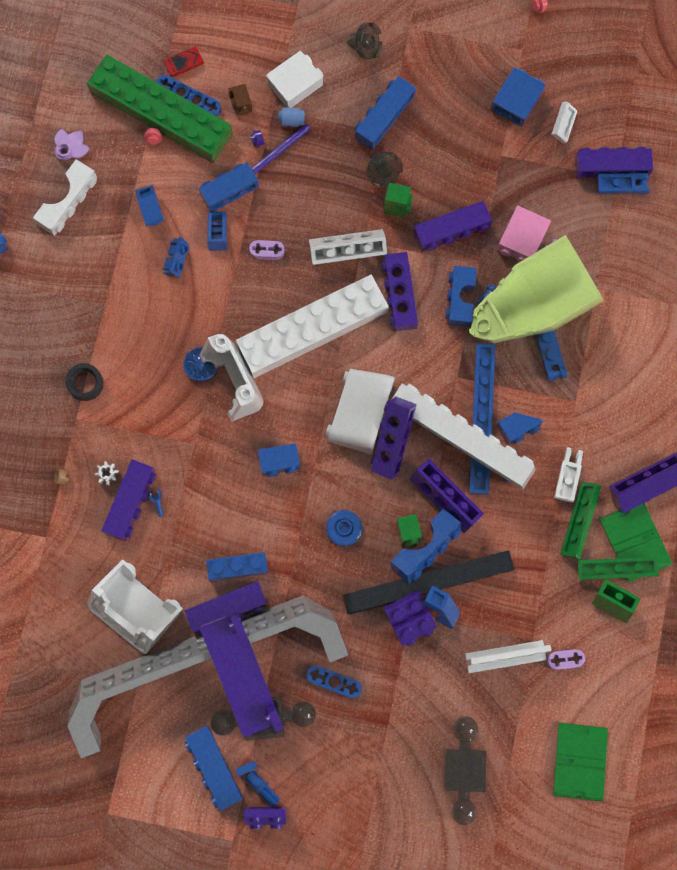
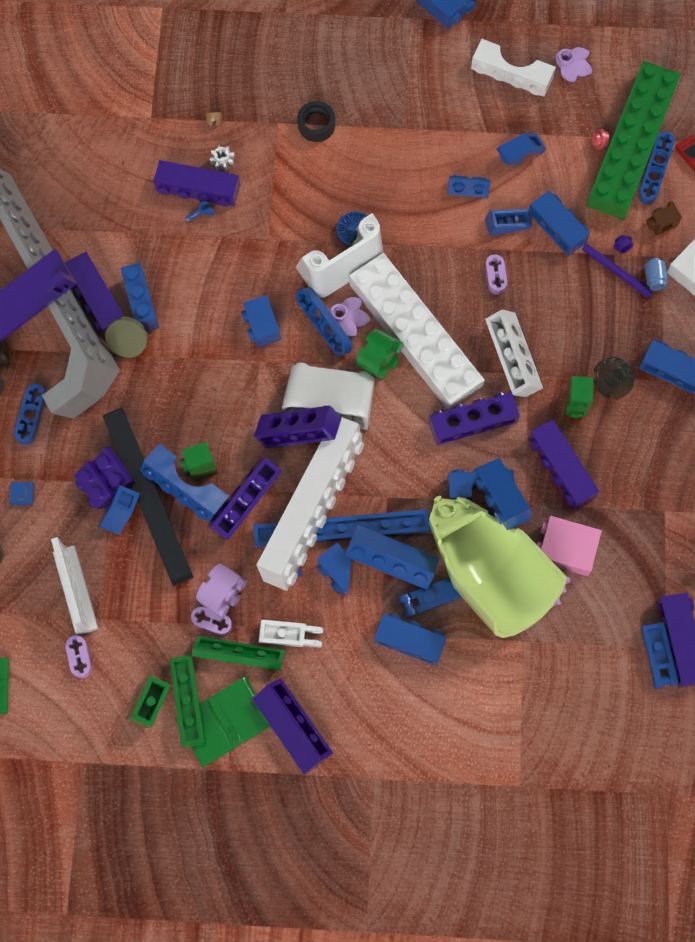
camera: 85 degrees right, 5 degrees down
(132, 608) = (87, 205): white windscreen -> none
(277, 582) = (126, 337): none -> olive tile
(287, 380) = (352, 315): none -> lavender plate
(289, 406) = (338, 340): none -> blue beam
(332, 358) = (379, 353): none -> green brick
(344, 528) = (197, 400): blue wheel -> none
(409, 696) = (22, 493): none -> blue tile
(481, 275) = (502, 494): none -> blue brick
(517, 378) = (392, 557): none -> blue brick
(527, 525) = (221, 590): none -> lavender brick
(545, 538) = (209, 626): none -> lavender beam
(586, 376) = (410, 639): none -> blue brick

